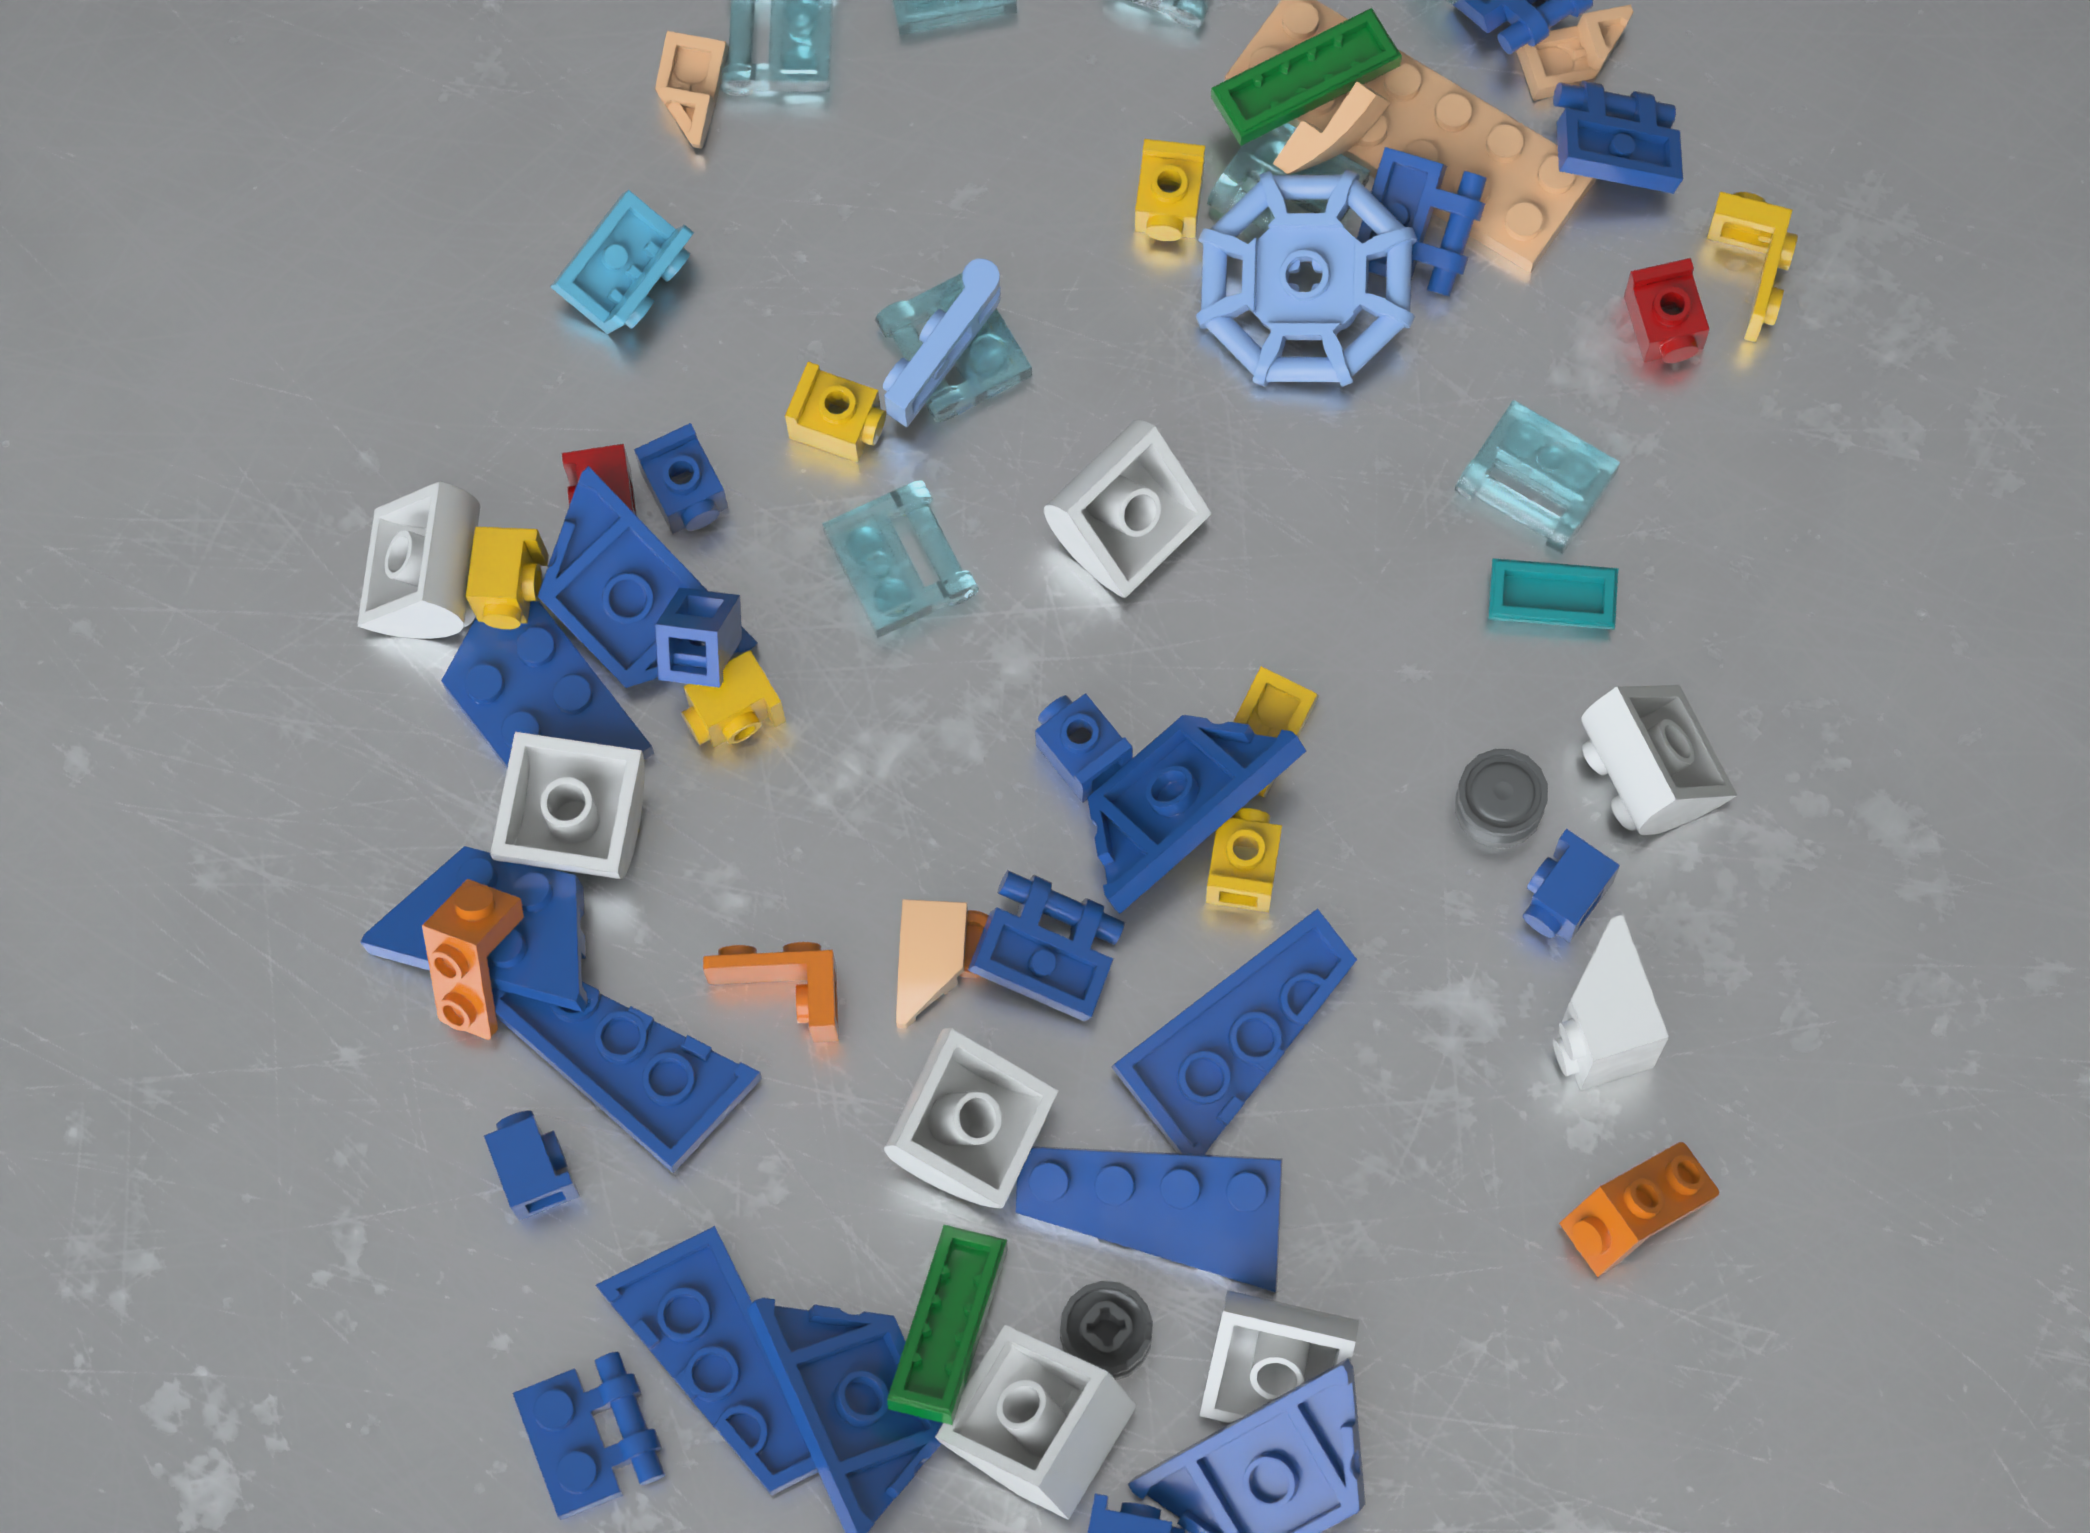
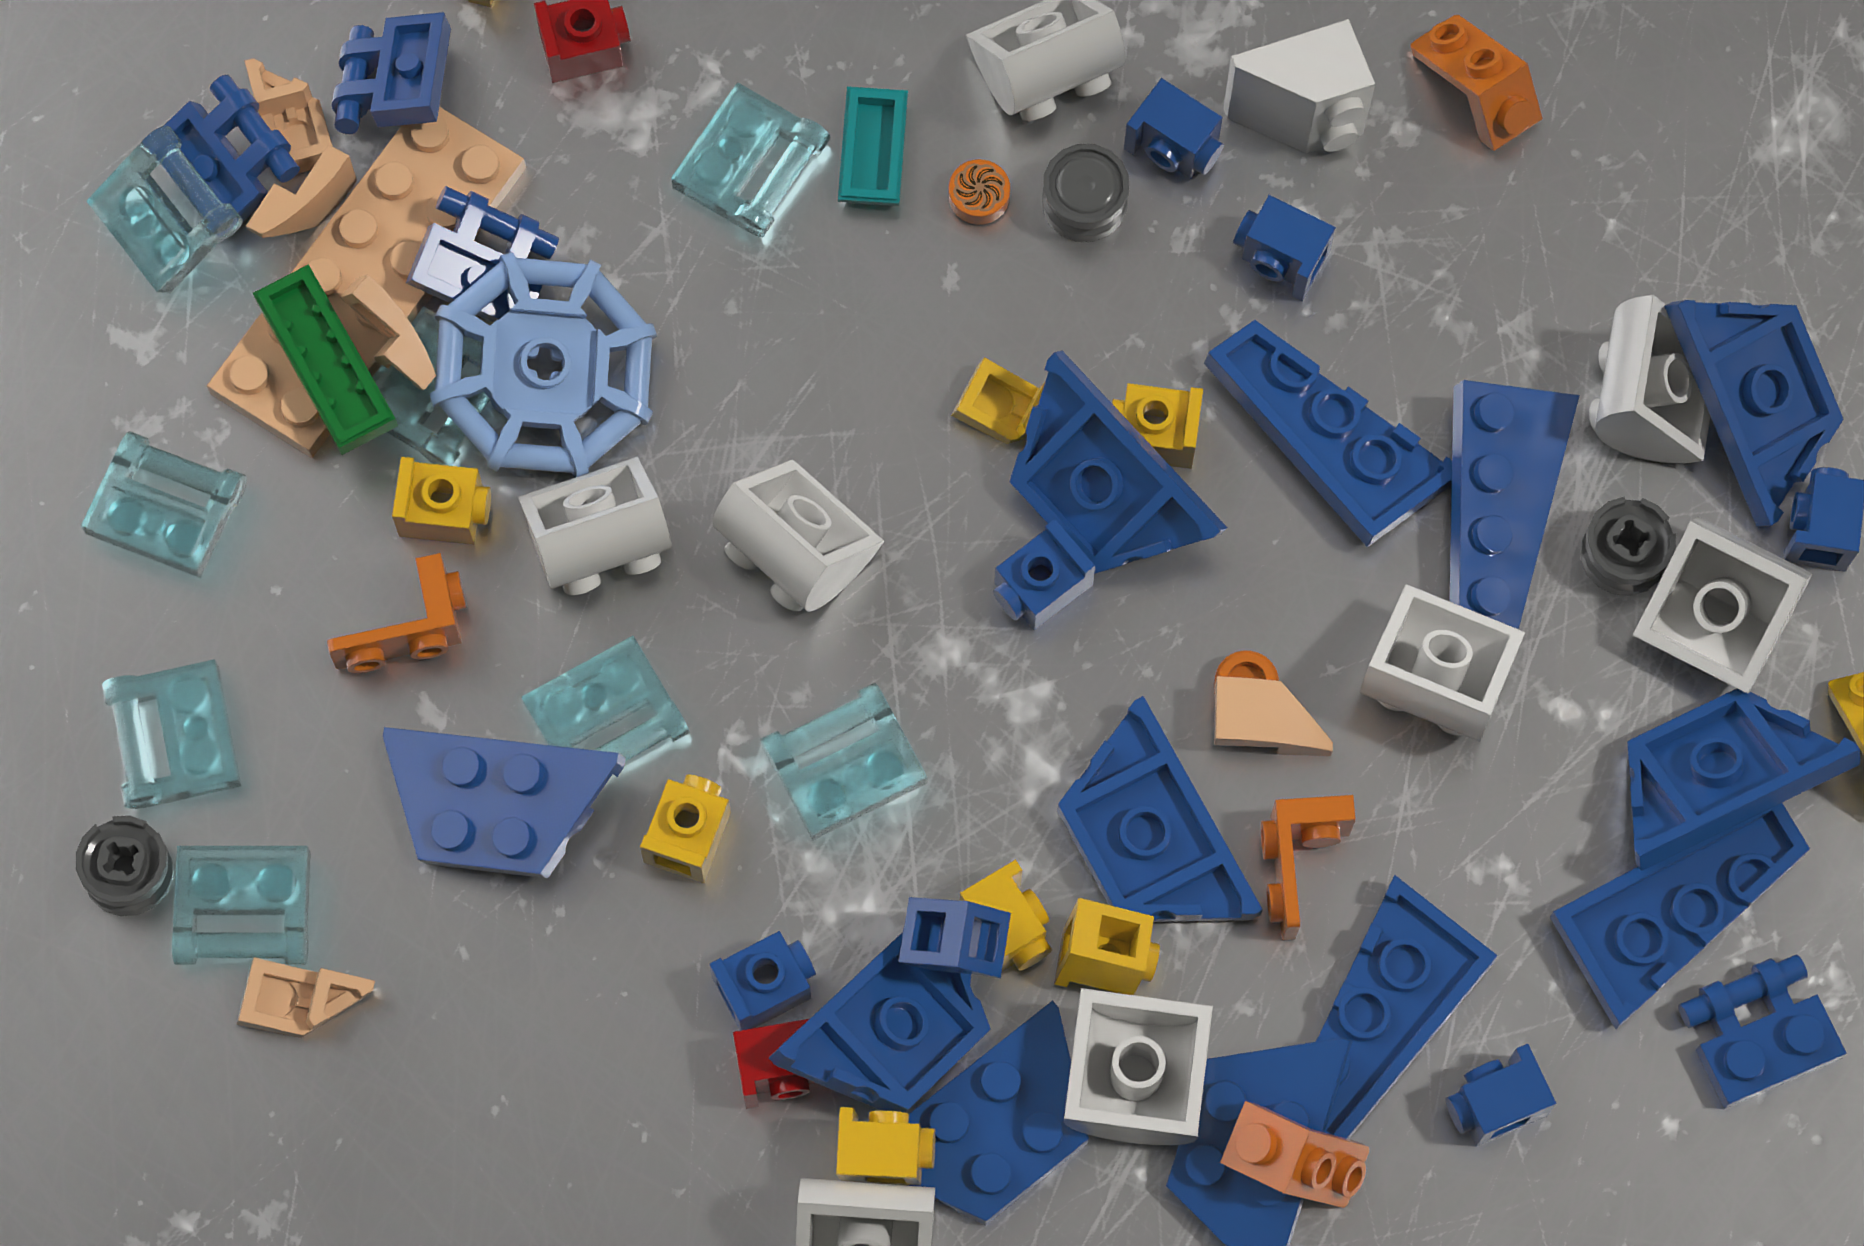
camera: 95 degrees left, 0 degrees up
(622, 264) = (516, 1050): medium azure bracket -> none
(715, 781) = (1107, 948): none -> yellow brick
(817, 842) = (1151, 832): none -> blue wing
(869, 242) = (494, 799): none -> blue wing
(943, 341) = (619, 707): light blue plate -> none
(947, 1325) = (1635, 687): green plate -> none
(1040, 962) = (1270, 612): blue plate -> none
(1062, 192) = (417, 638): none -> orange bracket
(1139, 325) = (597, 526): none -> white brick
(1441, 994) = (1285, 244): none -> blue brick
(1484, 72) = (315, 200): none -> light nougat slope
(1505, 697) = (979, 192): none -> tile

